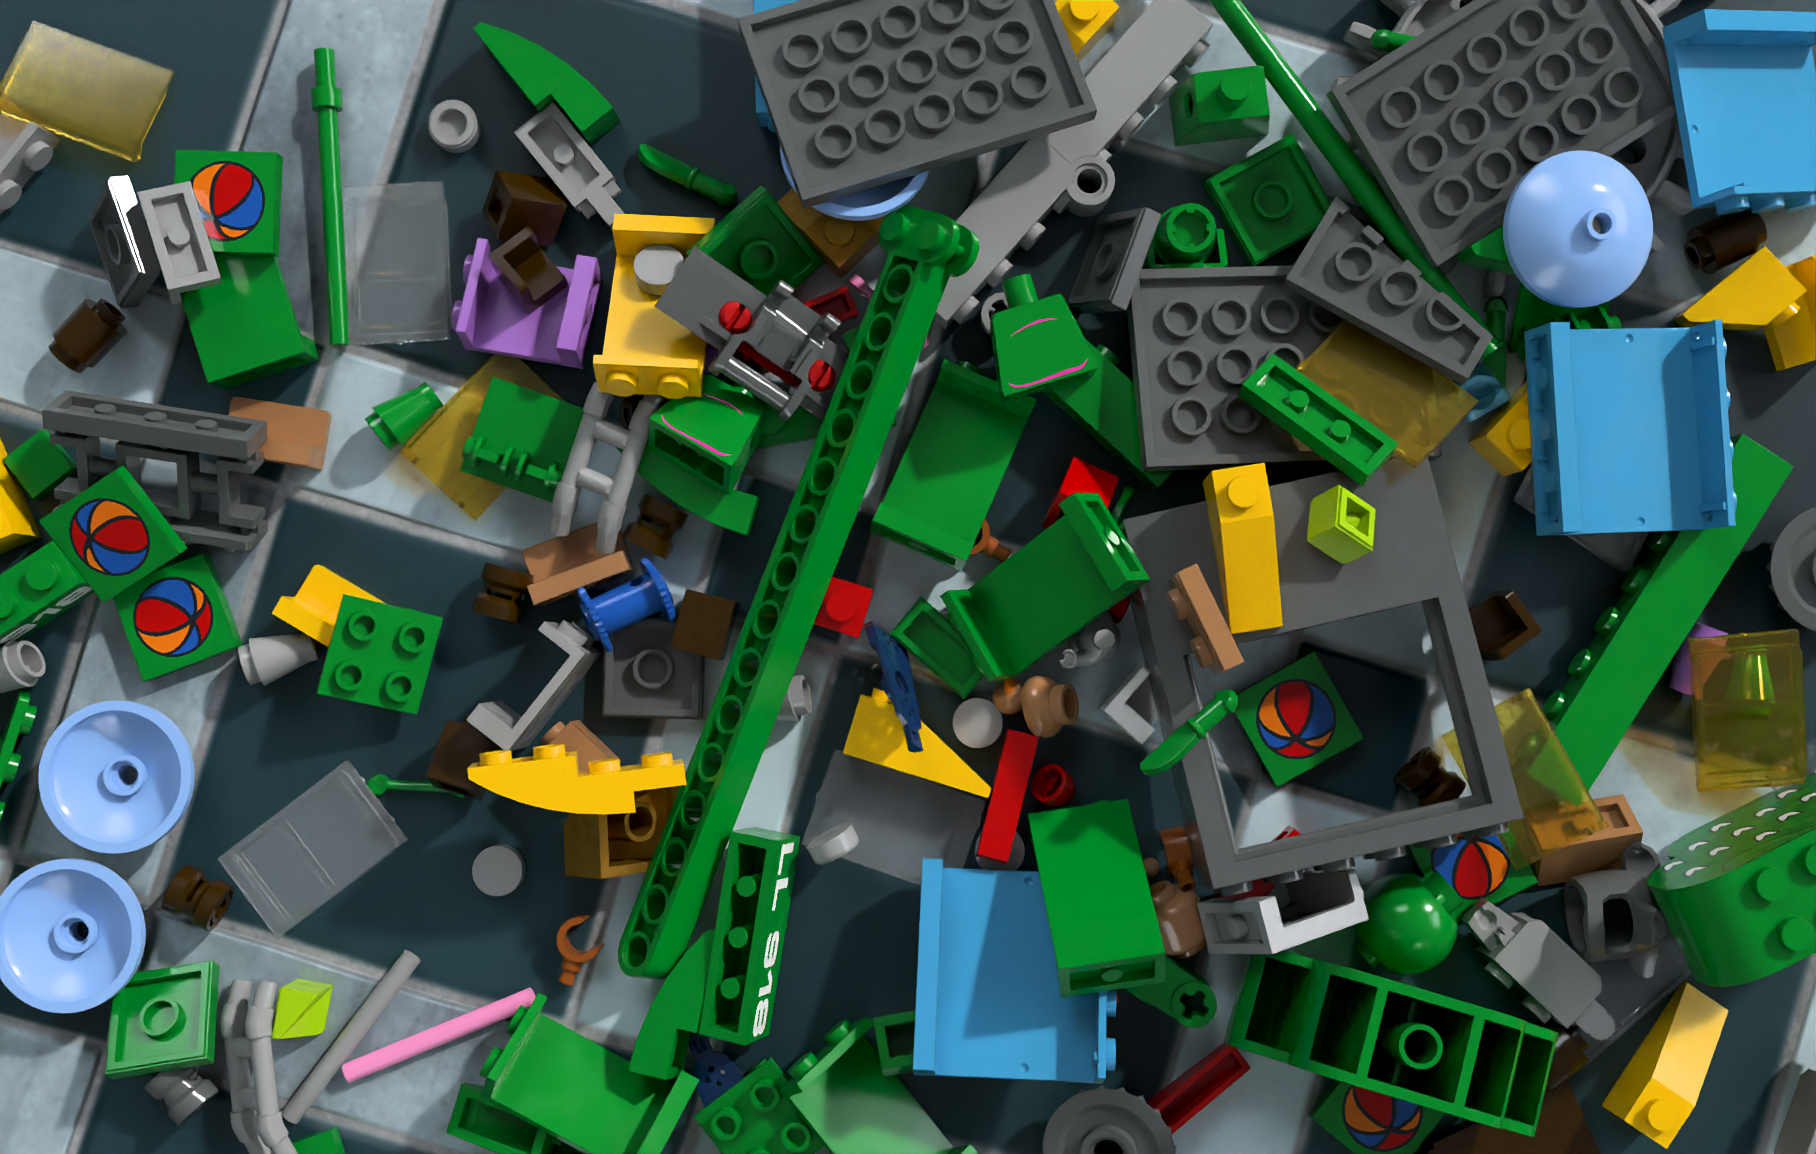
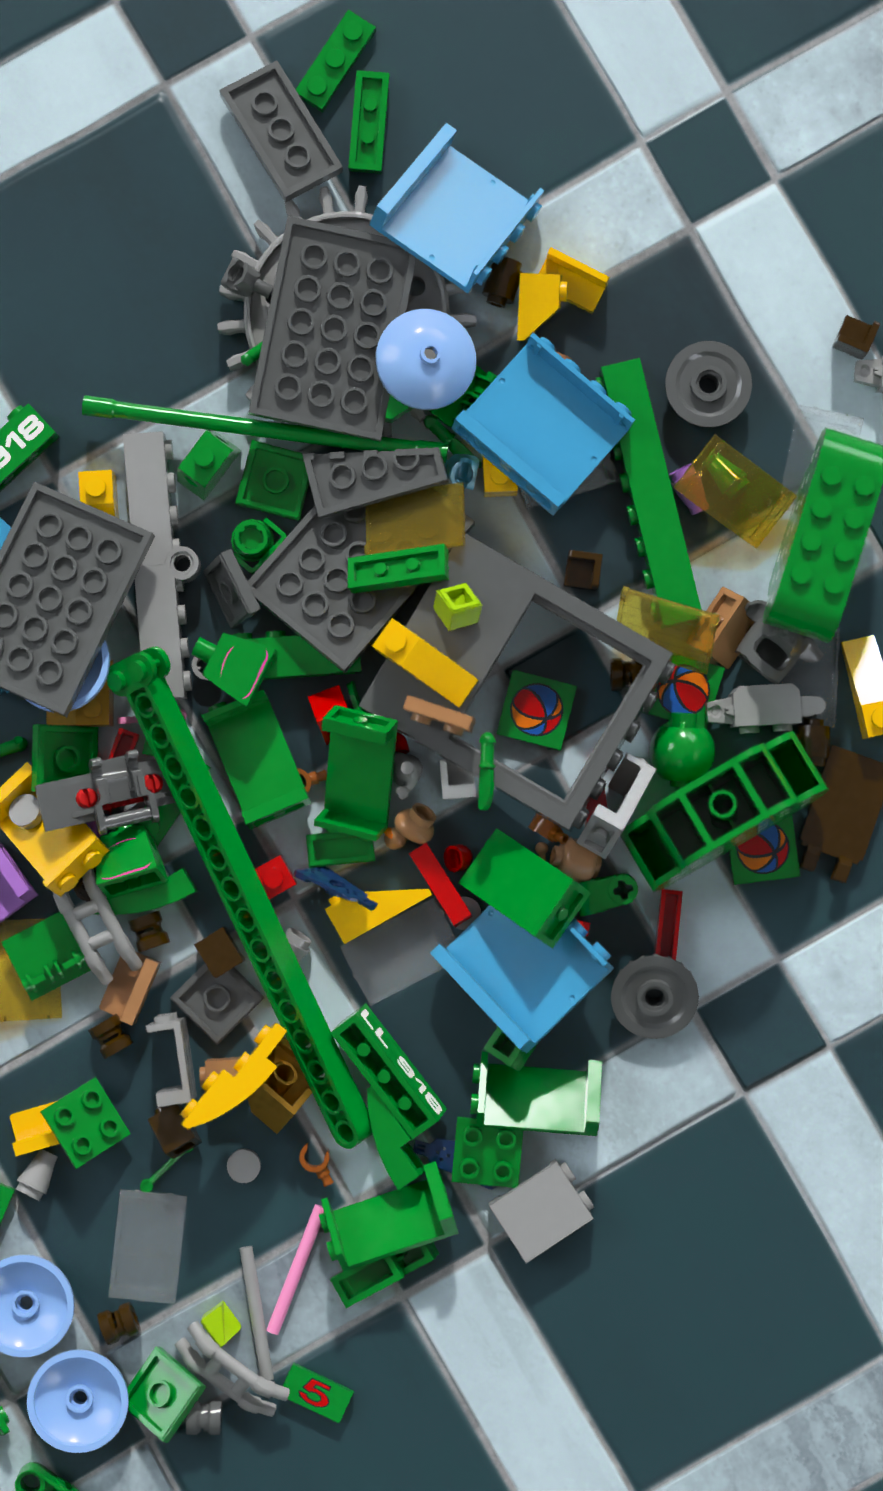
camera: 45 degrees left, 0 degrees up
(626, 604) = (174, 981): blue hose -> none
(833, 843) = (383, 989): light grey tile -> none
(977, 723) = (392, 865): light grey tile -> none

